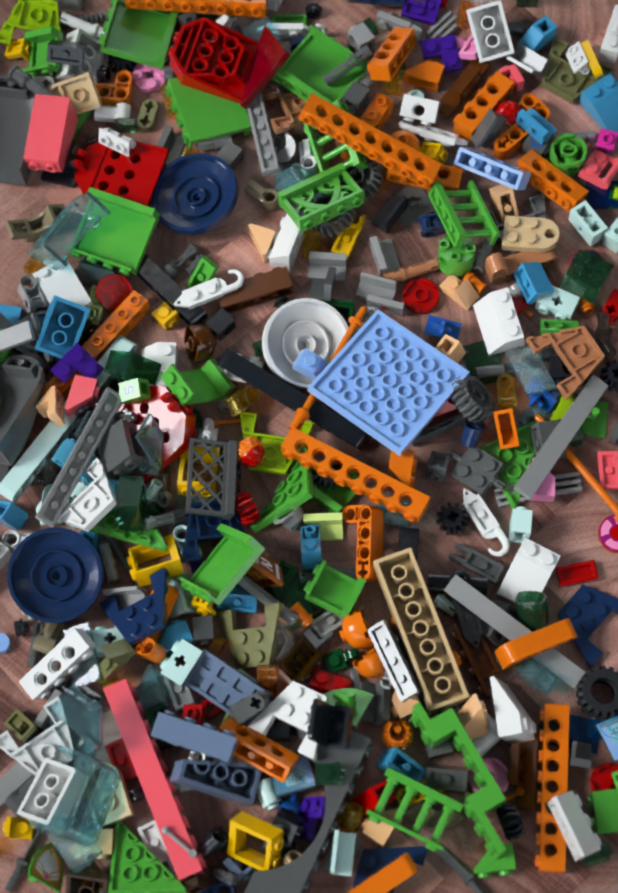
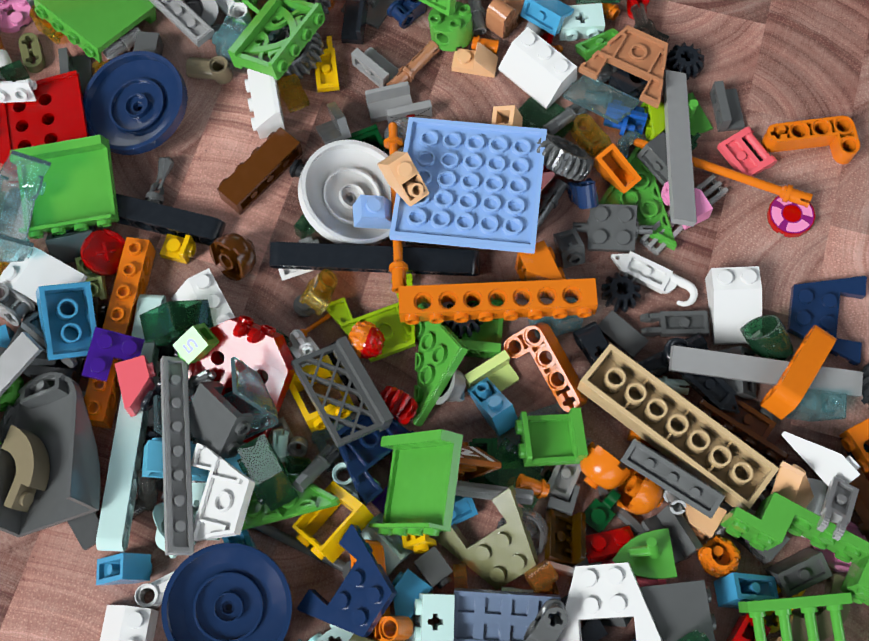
camera: 35 degrees left, 0 degrees up
(52, 406) = (108, 414): light nougat slope -> none
(109, 563) = (279, 555): light grey pin -> none
(126, 595) = (325, 582): light grey panel -> none
(192, 266) = (179, 178): dark grey pin -> none
(198, 385) = (263, 299): bright green panel -> none
(204, 272) = (195, 184): bright green slope -> none
(208, 291) = (211, 195): white plate -> none
(221, 324) = (246, 222): black brick -> none
(262, 239) = (235, 113): light nougat slope -> none
(321, 261) = (314, 107): light grey panel -> none
(330, 725) = (658, 592): black bracket -> none
(341, 352) = (403, 177): none -> light nougat slope
(420, 296) = (439, 86): red tile -> none
(434, 549) = (622, 334): none -> dark grey tile
(439, 327) = (482, 104): blue hips -> none
(488, 741) = (838, 506): none -> light grey hinge
(520, 524) = (696, 258): light aqua brick -> none
(576, 573) = (780, 276): red tile -> none

